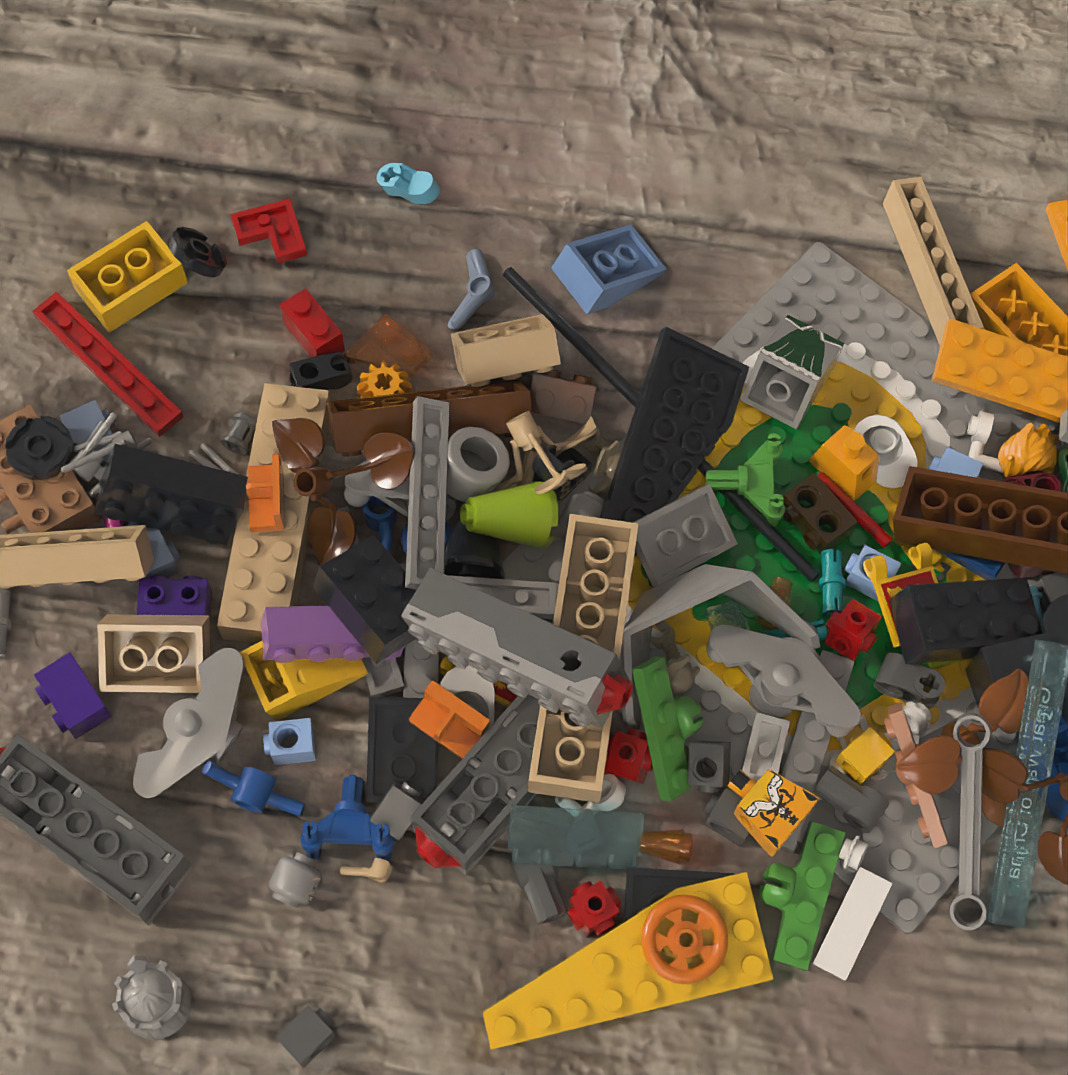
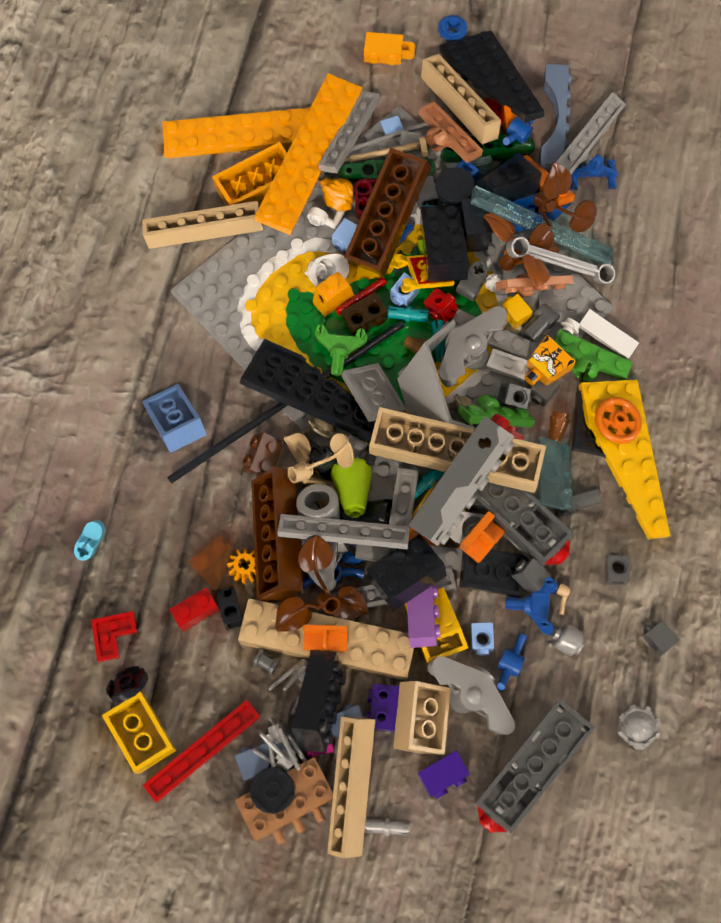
camera: 80 degrees left, 5 degrees up
(407, 948) = (613, 577): none -> dark grey brick
(479, 289) = (179, 500): sand blue piece -> none
(505, 350) = (231, 484): tan brick -> none
(588, 919) = (592, 475): red brick -> none
(791, 371) = (267, 314): light grey slope -> none

